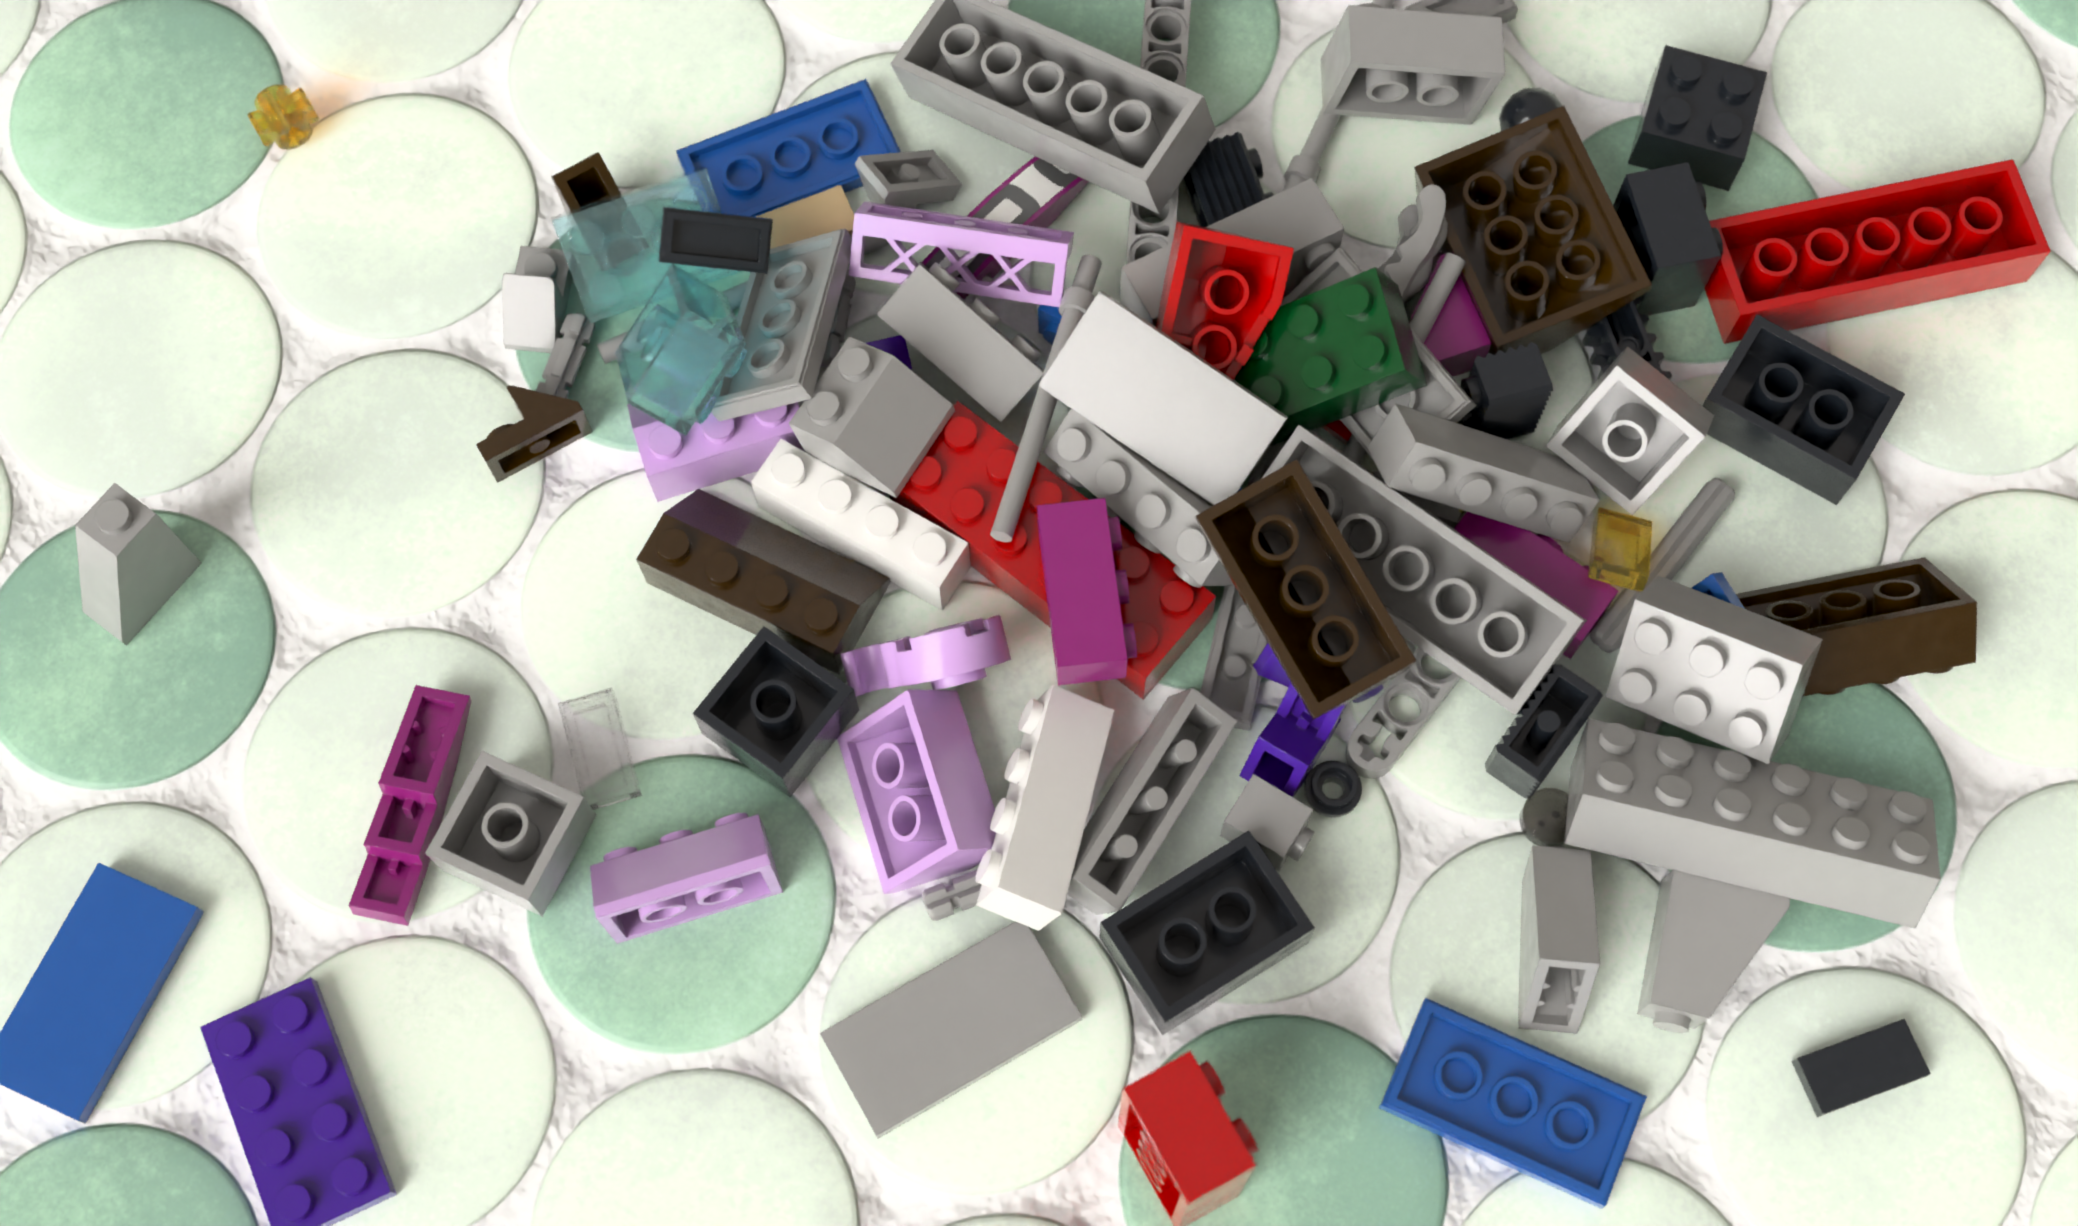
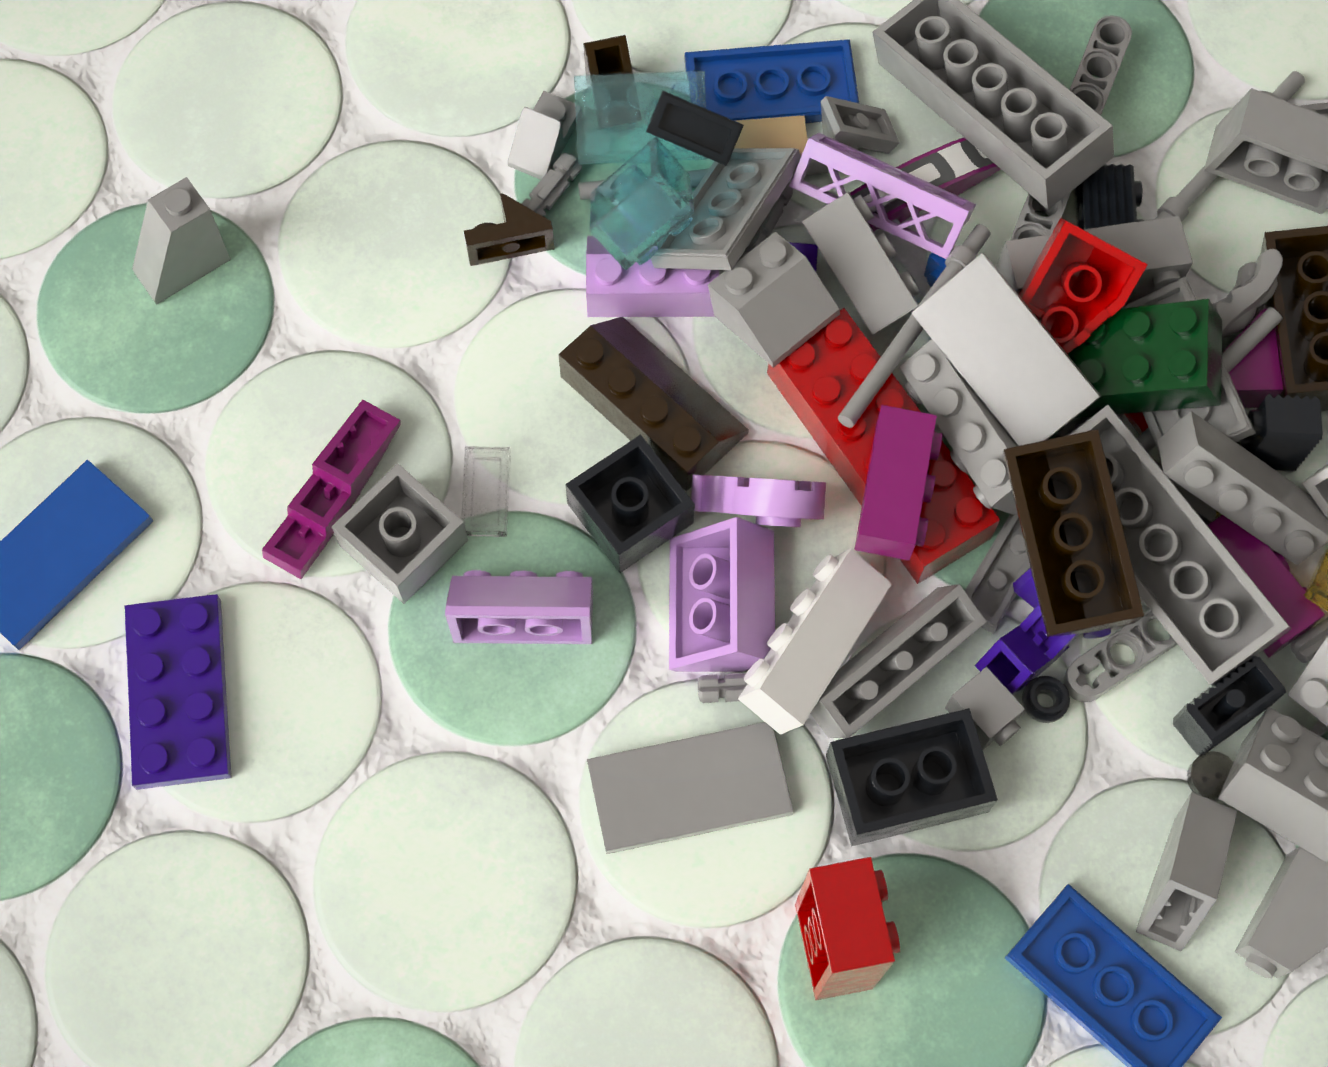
camera: 15 degrees right, 0 degrees up
(861, 524) = (740, 381): white brick -> none

